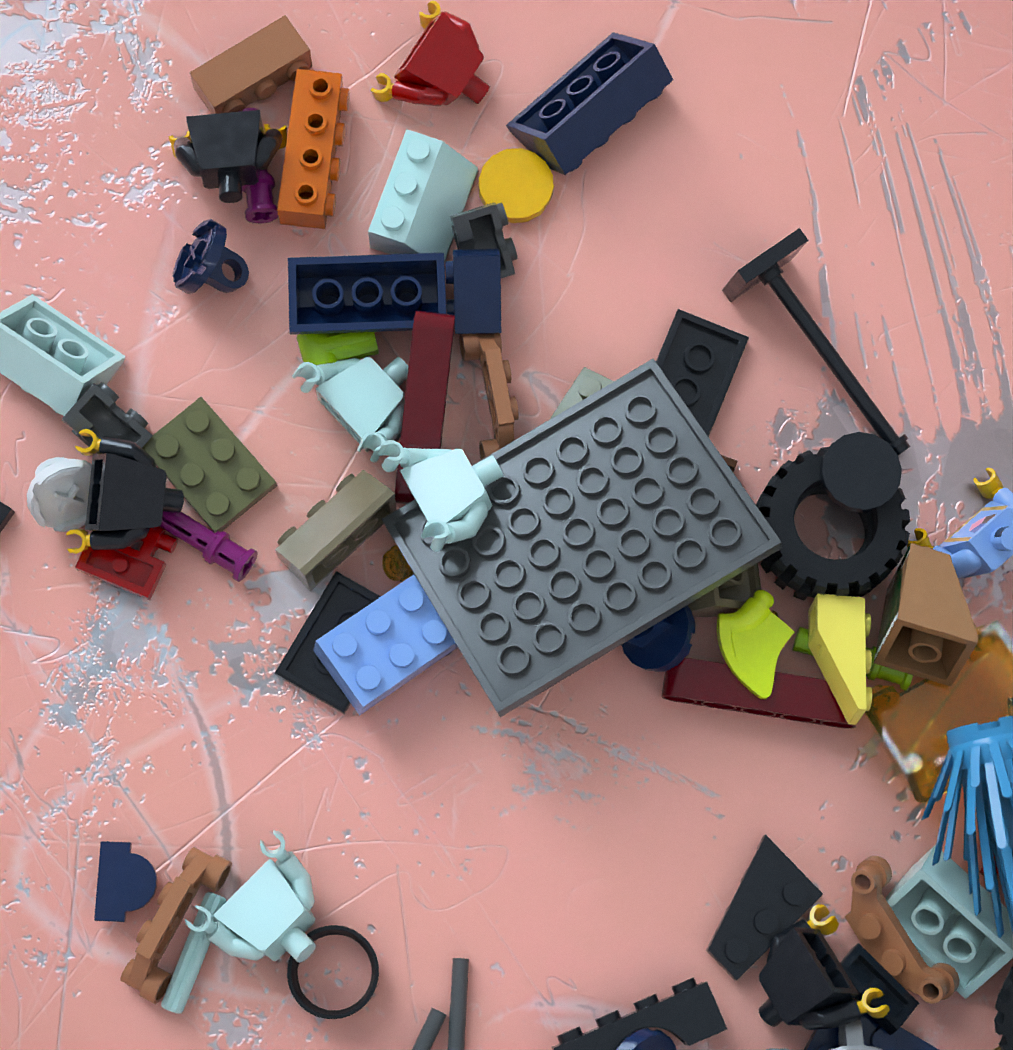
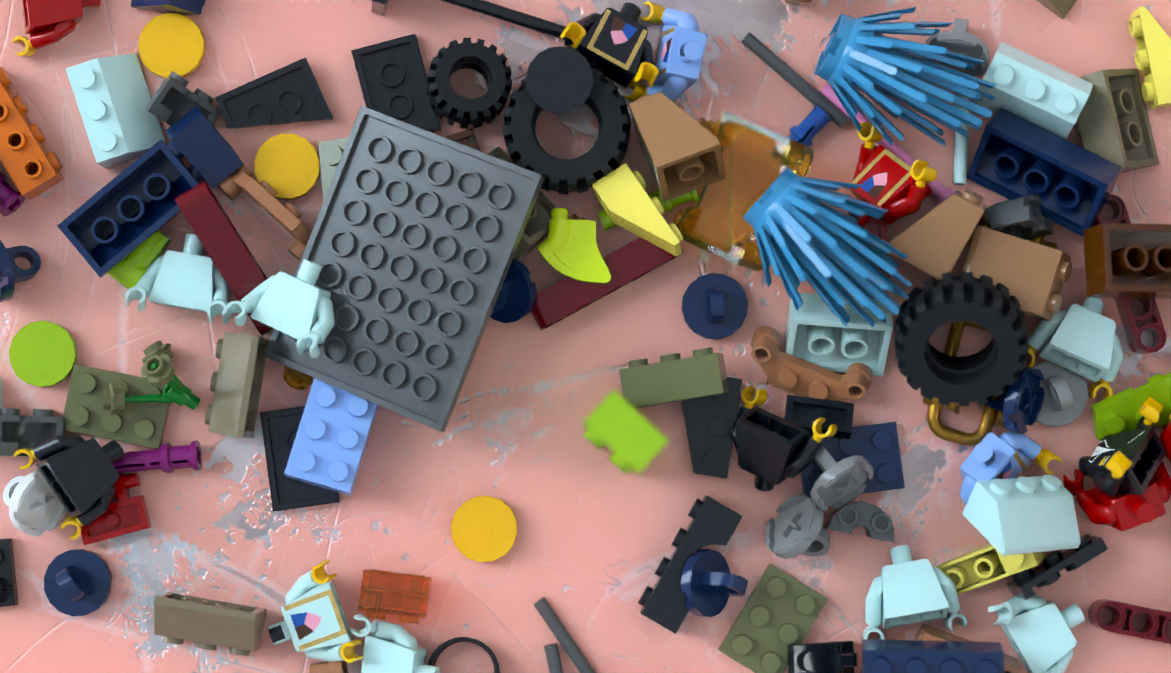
camera: 30 degrees left, 10 degrees up
(40, 599) = (77, 582): none -> dark blue tile
(130, 730) = (208, 623): none -> dark tan slope
(180, 367) = (43, 353): none -> lime tile
(234, 806) = (316, 619): none -> light aqua torso
(275, 454) = (159, 372): none -> olive plant
(328, 842) = (395, 594): none -> clear orange brick
(461, 846) = (484, 528): none -> yellow tile
(540, 368) = (288, 165): none -> yellow tile
(575, 300) = (275, 99): none -> black wing
(683, 843) = (624, 433): none -> lime brick
(757, 841) = (674, 378): none -> olive brick
(789, 397) = (474, 57): none -> black tyre
(847, 803) = (714, 306): none -> dark blue tile
(934, 483) = (615, 44): none -> torso

